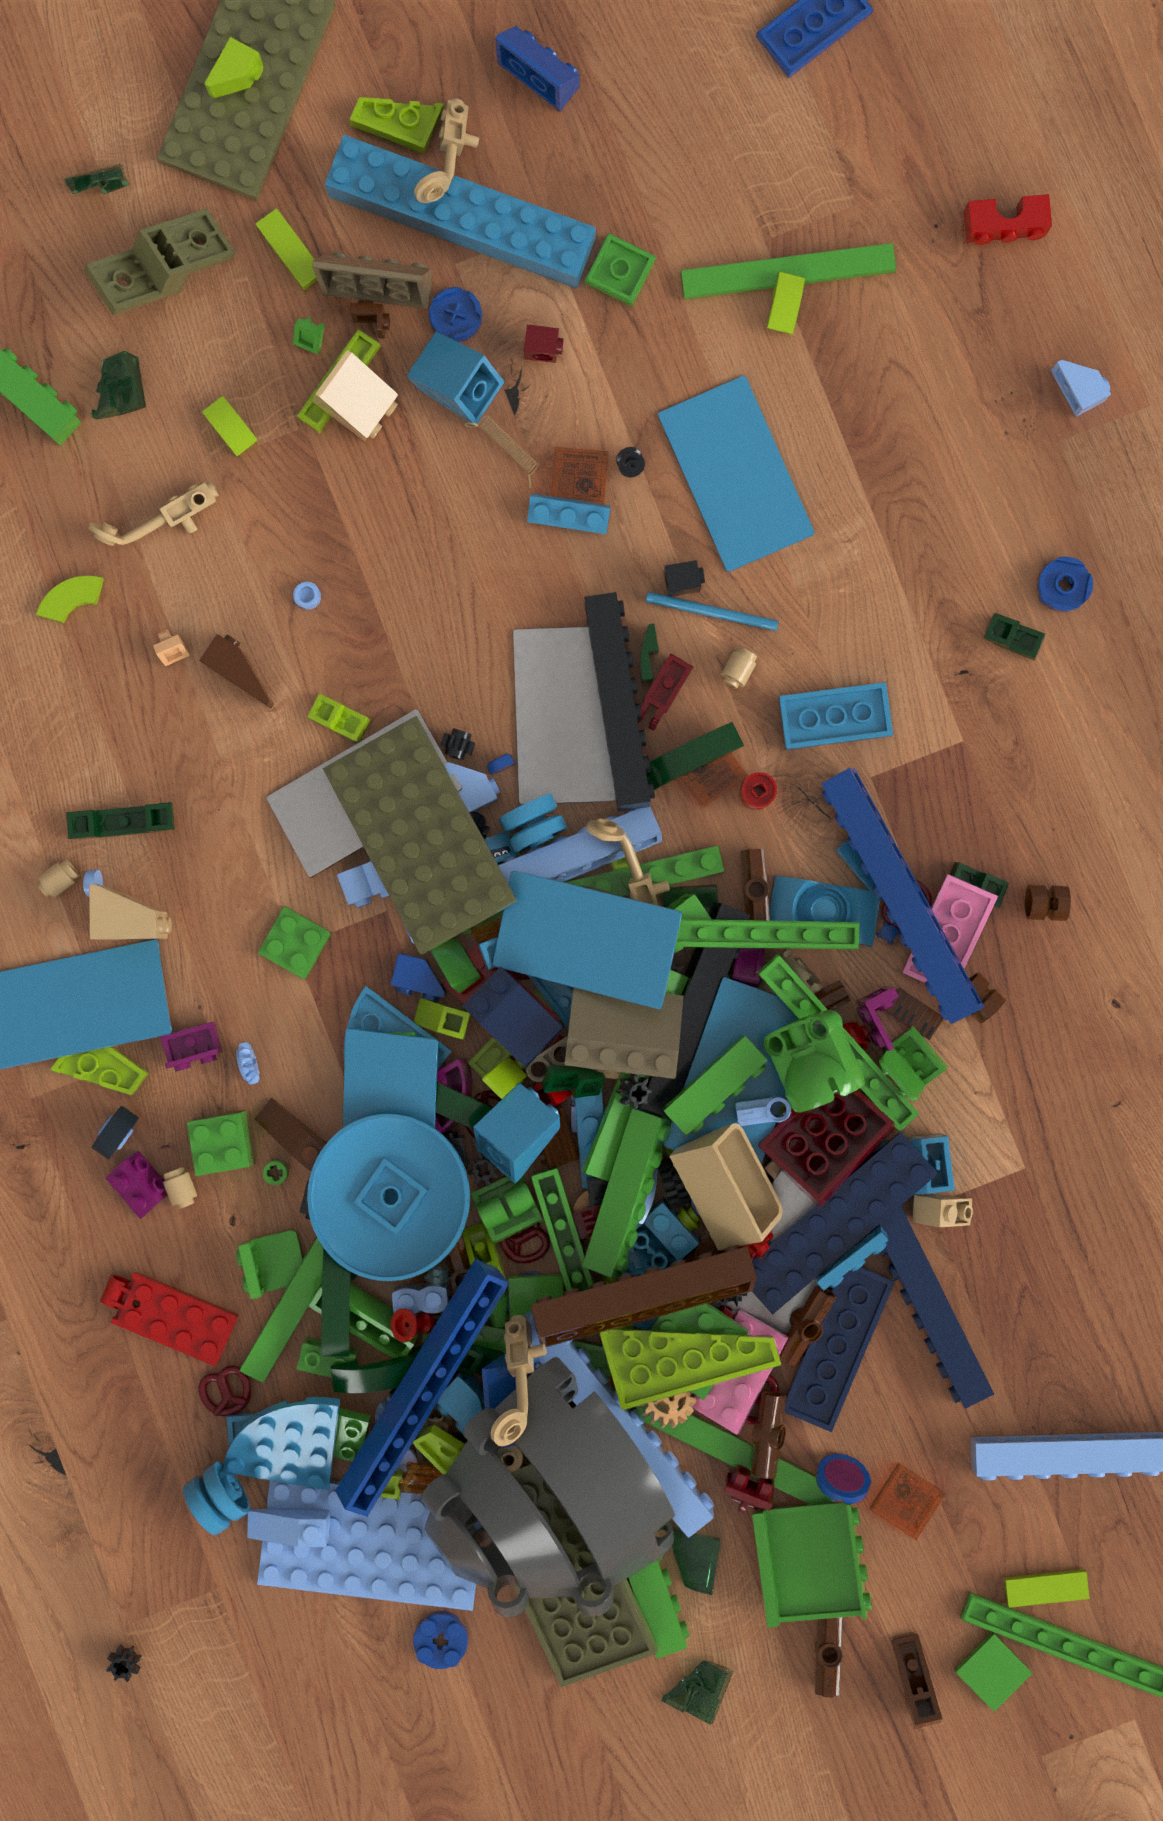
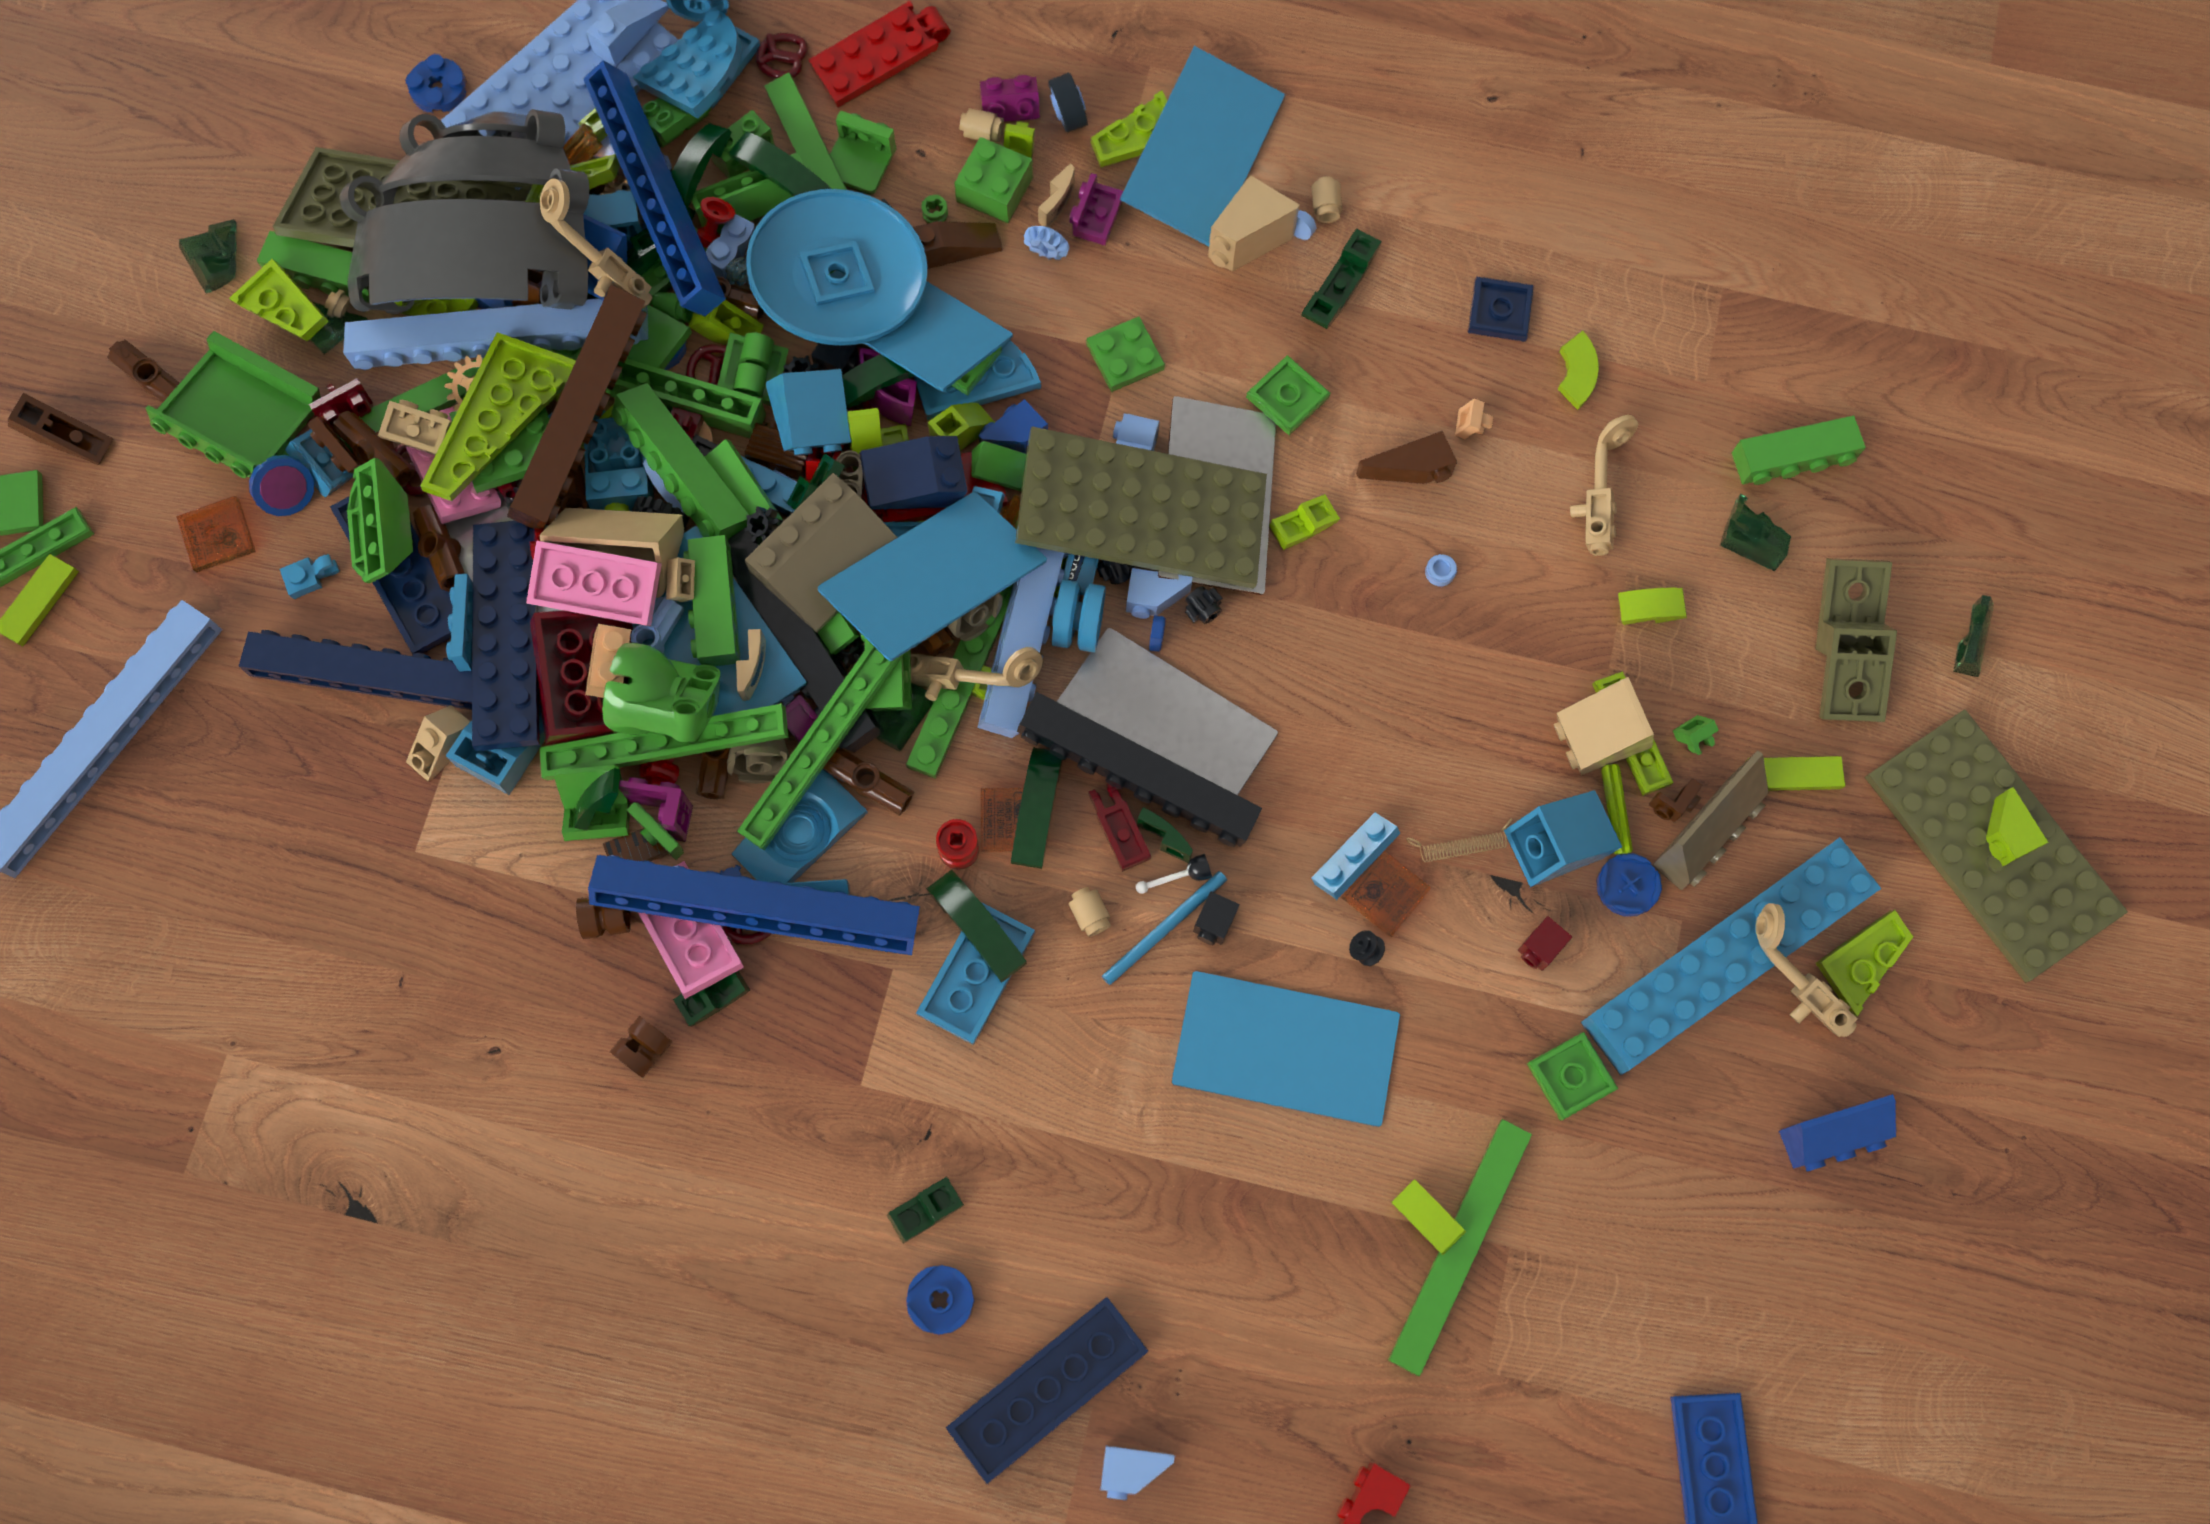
camera: 120 degrees right, 15 degrees down
(58, 688) = (1500, 309): none -> dark blue tile
(171, 1149) = (1019, 138): none -> lime tile
(194, 1085) = (1060, 193): none -> tan slope
(244, 797) = (1288, 395): none -> bright green plate
(405, 355) = (1616, 806): none -> lime axle
(657, 616) = (1196, 868): none -> hinge
(676, 1558) = (337, 304): none -> tan plate
(706, 1601) = (280, 301): none -> lime wing
(720, 1115) = (680, 579): none -> tan piece
(735, 1411) = (414, 427): none -> tan bracket
(749, 1019) = (750, 670): none -> tan slope
(768, 1173) = (593, 583): none -> bright pink plate
(788, 1455) = (325, 436): none -> reddish brown plate
(802, 1468) = (317, 459): none -> dark azure slope
(804, 738) = (977, 925): none -> dark green slope
(814, 1124) = (605, 646): none -> light nougat brick
(825, 1378) = (377, 522): none -> bright green wedge
(891, 1409) = (305, 575): none -> dark azure plate
(901, 1006) = (654, 832): none -> bright green plate
(908, 1060) = (597, 797): none -> dark green slope
(1070, 475) = (1046, 1390): none -> dark blue plate

